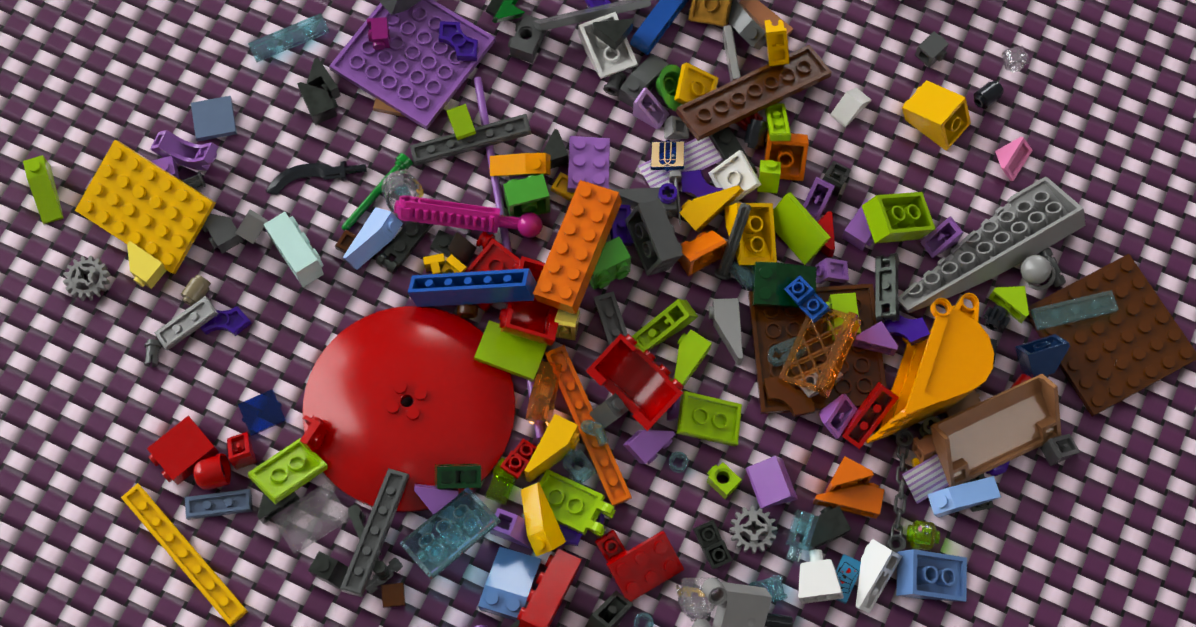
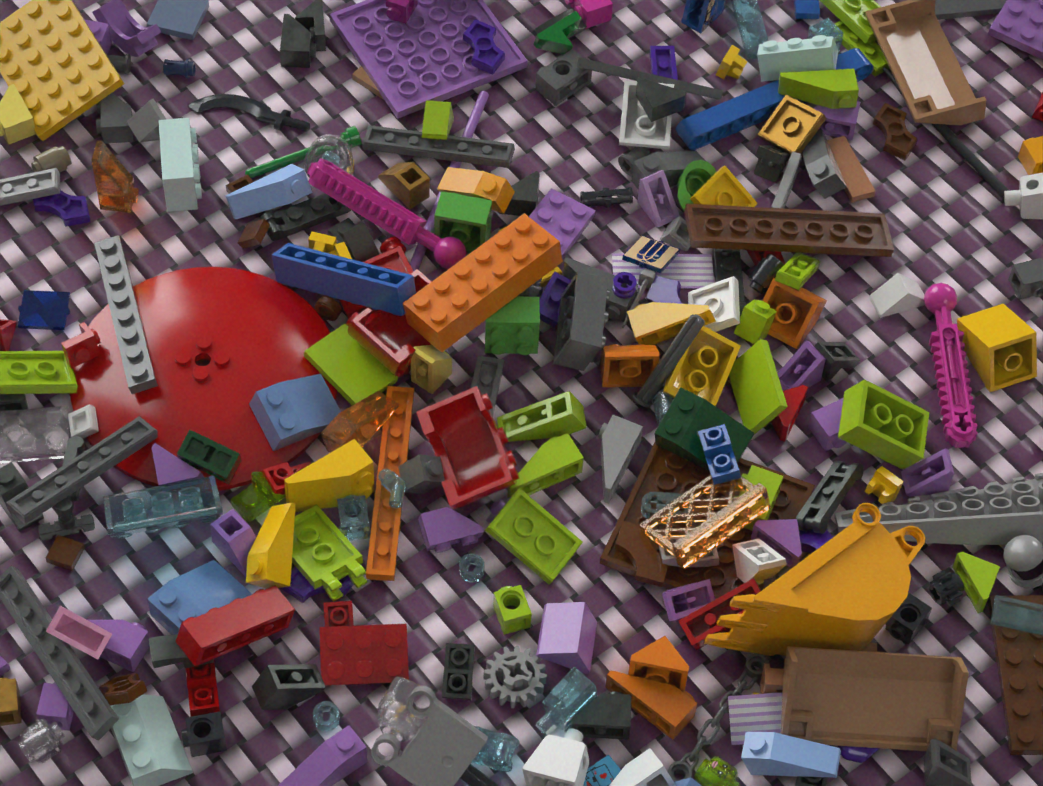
camera: 25 degrees right, 15 degrees down
(243, 164) = (182, 68): none -> dark blue pin
(256, 288) = (113, 181): none -> clear orange slope
(328, 390) = (125, 315): none -> plate
(347, 489) = (83, 421): none -> white tile
(379, 276) = (253, 233): none -> reddish brown tile
(464, 181) = (407, 183): none -> pearl gold slope
(494, 406) = (294, 410): none -> medium blue slope
(611, 123) = (623, 196): none -> black pin
(710, 38) = (770, 162): none -> pearl dark grey slope
(777, 43) = (840, 188): yellow hinge -> none
(832, 270) = (774, 451): medium lavender bracket -> none
(874, 368) = (756, 561): none -> white slope
(913, 144) = (951, 368): none -> dark pink gear
(917, 260) = (884, 485): none -> yellow tile
(1042, 355) = (976, 646): dark blue slope -> none

